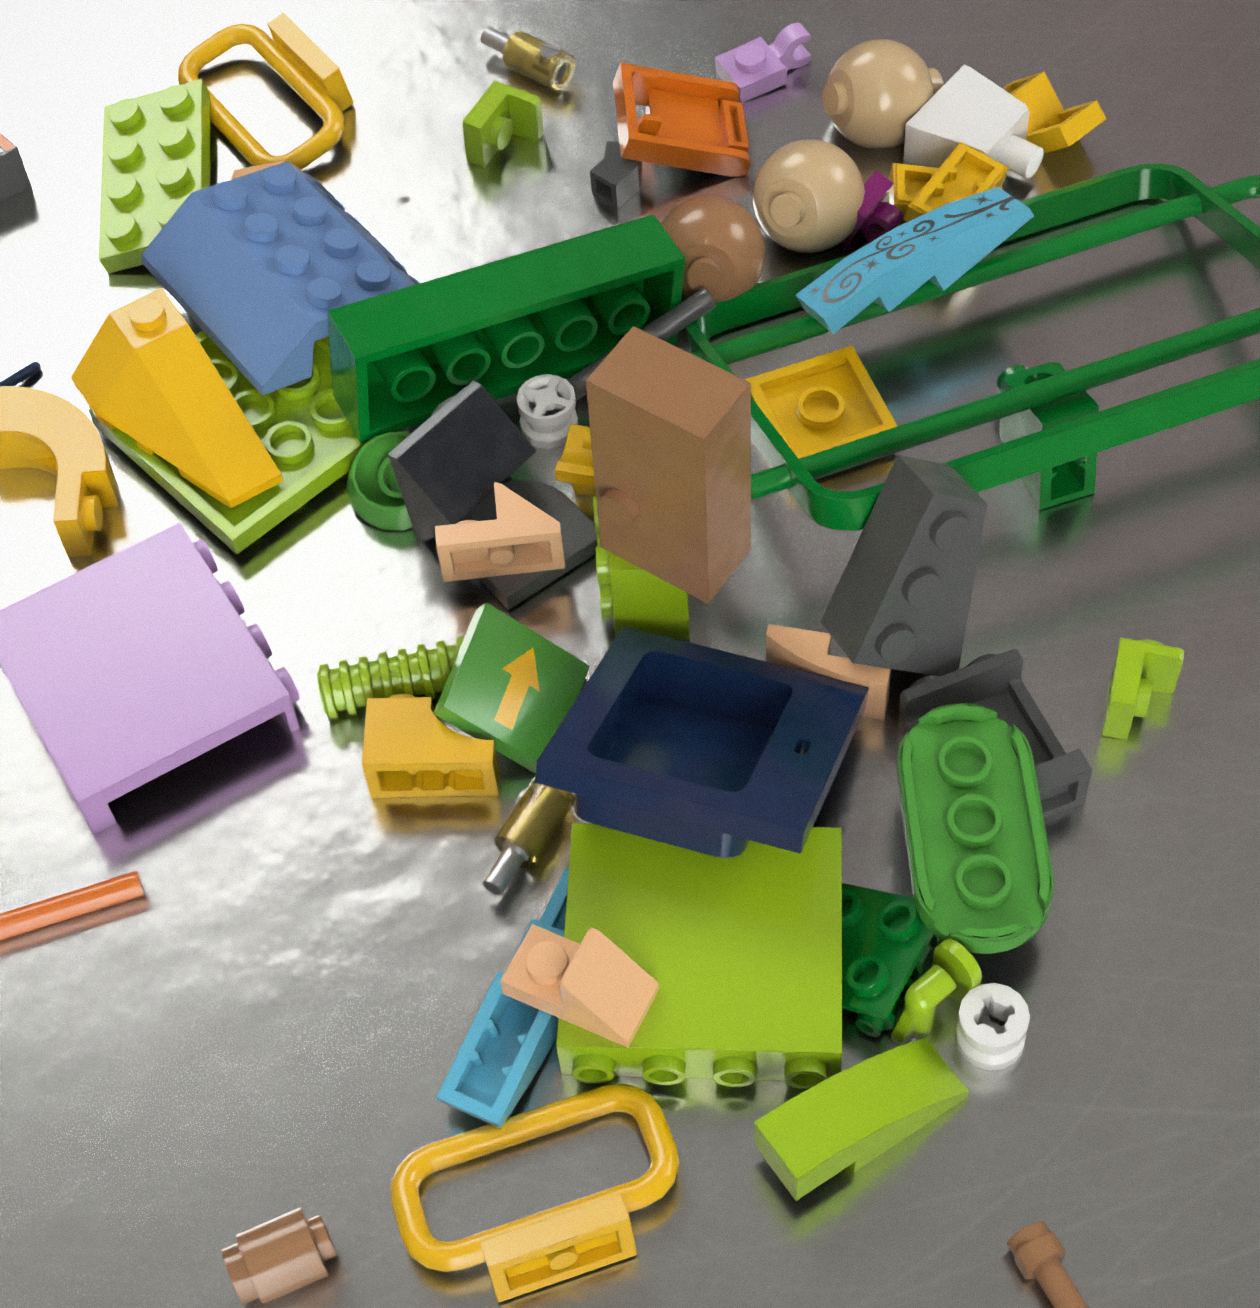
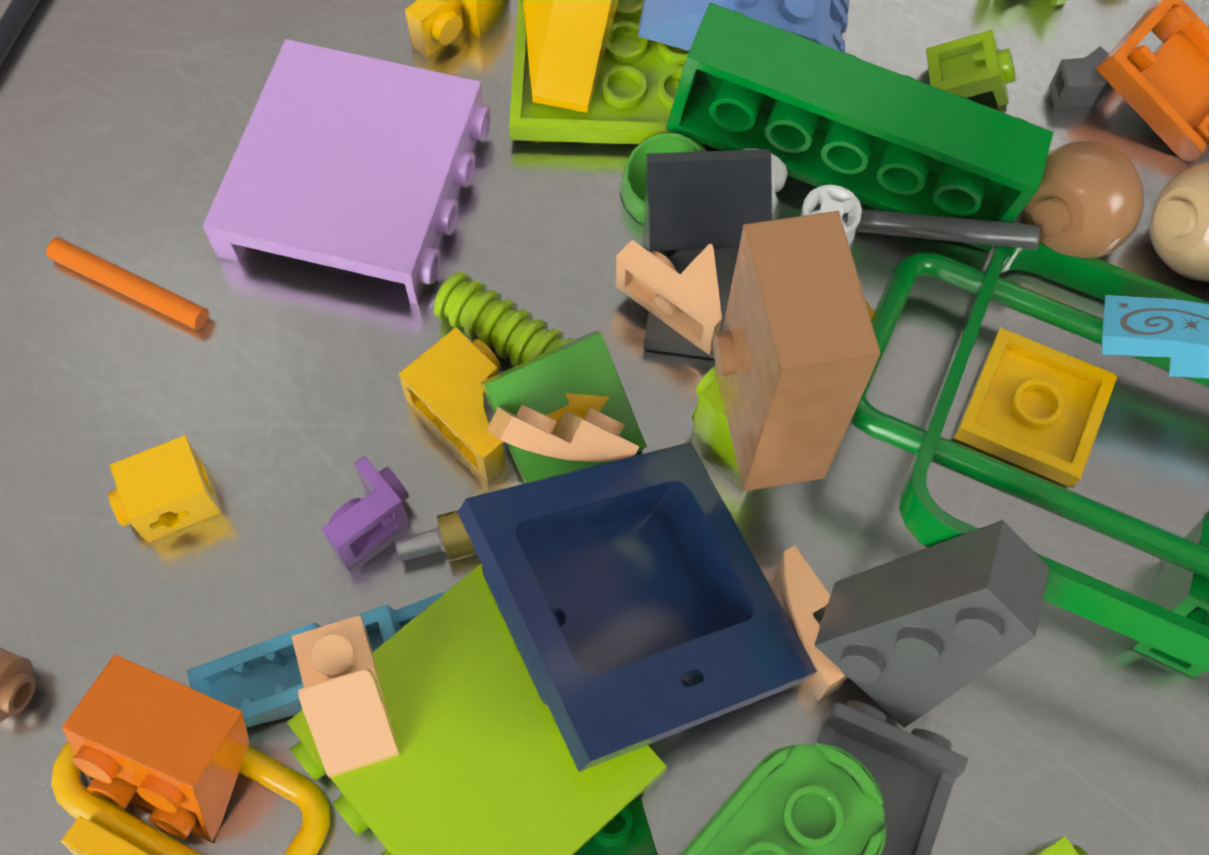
camera: 40 degrees right, 10 degrees up
(266, 1008) = (162, 490): none -> yellow brick
(447, 881) = (368, 522): none -> medium lavender bracket
(488, 1146) = (158, 748): none -> orange slope
(531, 223) = (972, 67): none -> lime bracket
(550, 681) = (575, 439): none -> light nougat slope

